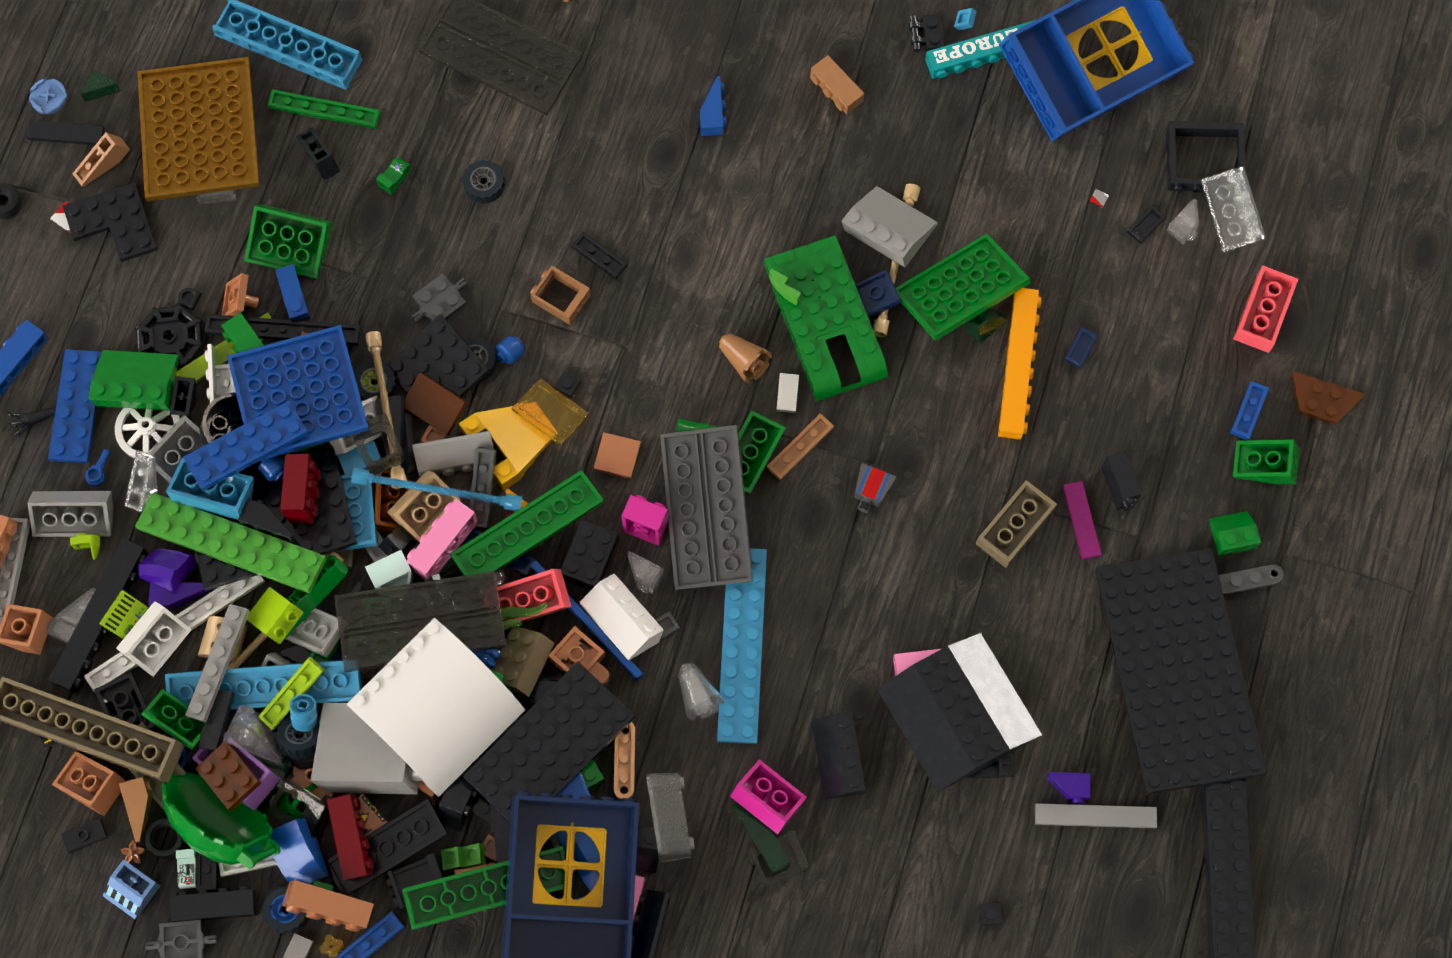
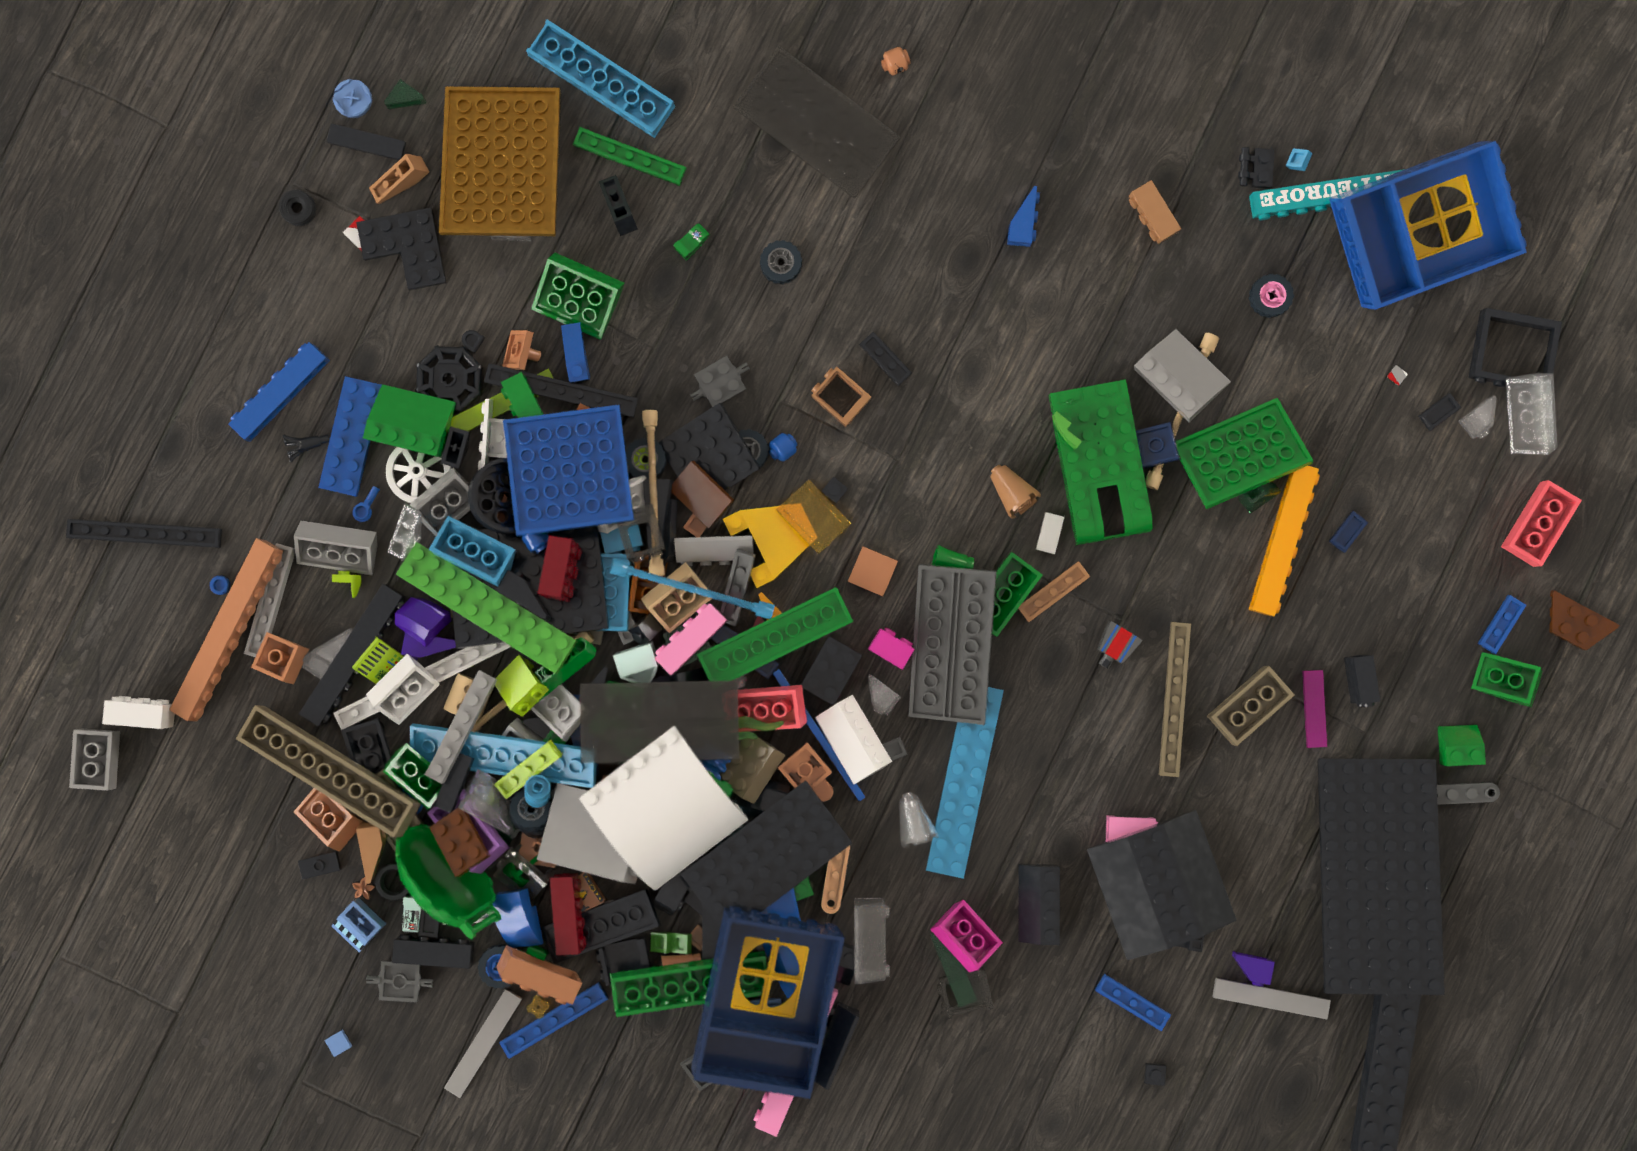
camera: 10 degrees right, 15 degrees up
(245, 445) = (511, 520): blue plate -> none
(940, 532) = (1174, 699): none -> dark tan plate
(954, 843) = (1133, 1002): none -> blue tile
(962, 132) = (1261, 300): none -> black wheel

